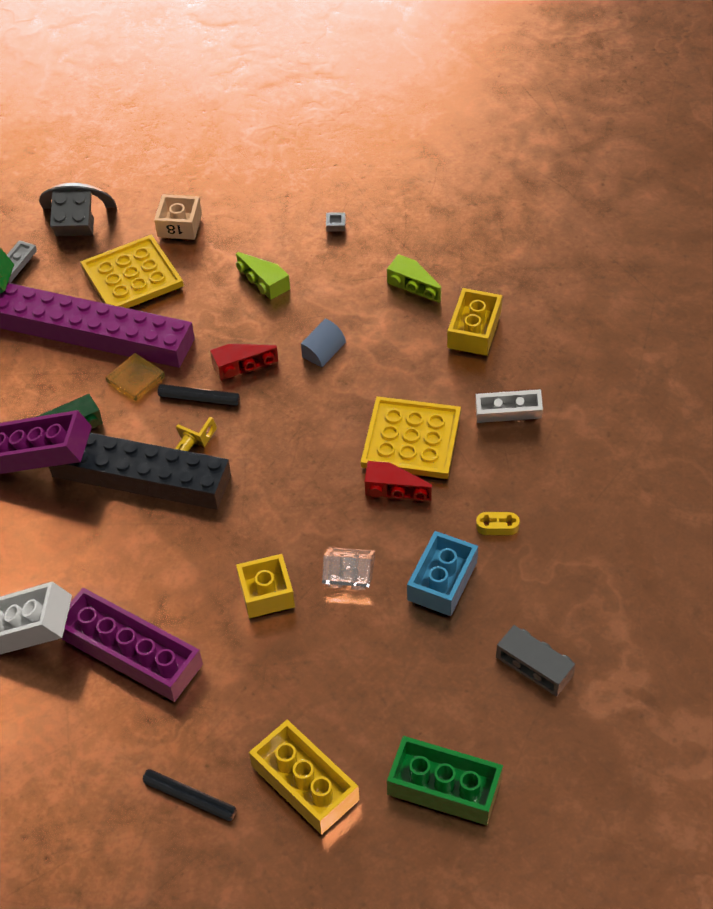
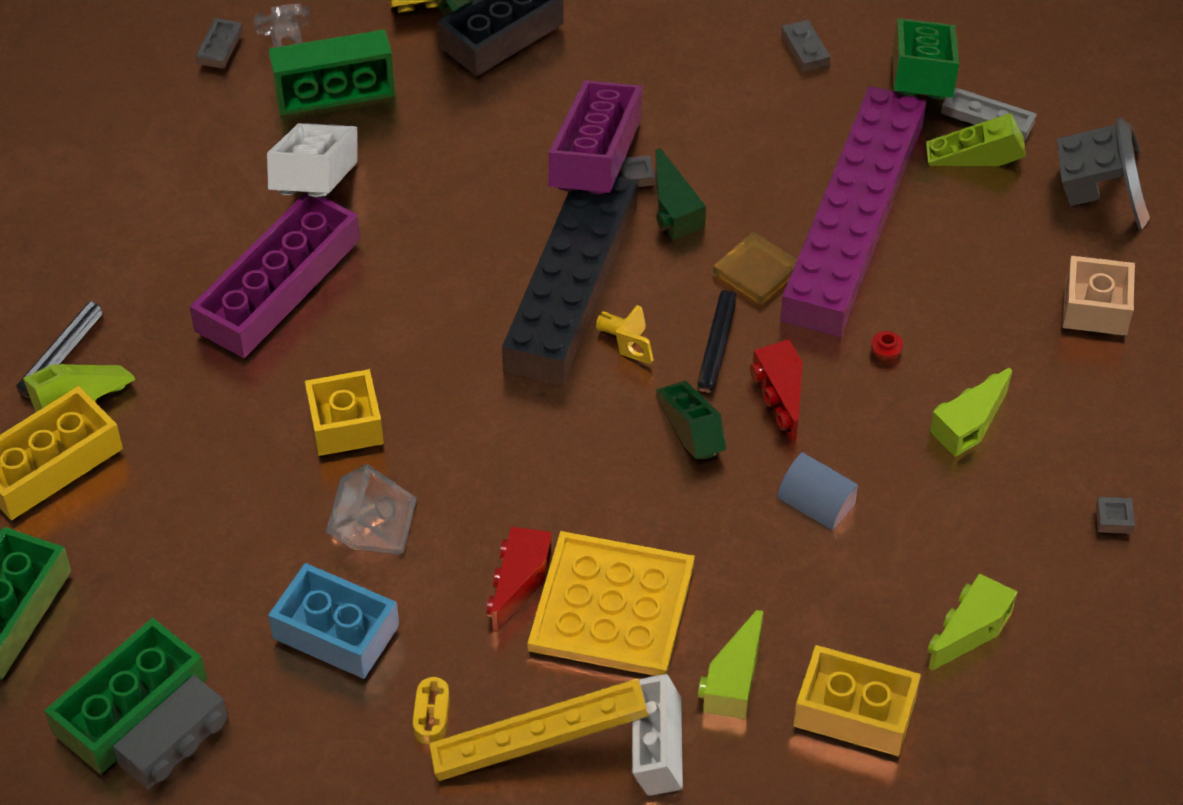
camera: 90 degrees right, 0 degrees up
(42, 264) = (982, 144): none -> lime slope
(132, 273) = (973, 251): yellow plate -> none
(206, 314) = (886, 345): none -> red plate
(236, 769) = (59, 379): none -> lime slope
(267, 401) = (693, 419): none -> dark green slope
(457, 377) = (732, 672): none -> lime slope
(514, 686) = (122, 692): none -> green brick
(516, 459) = (538, 729): none -> yellow plate

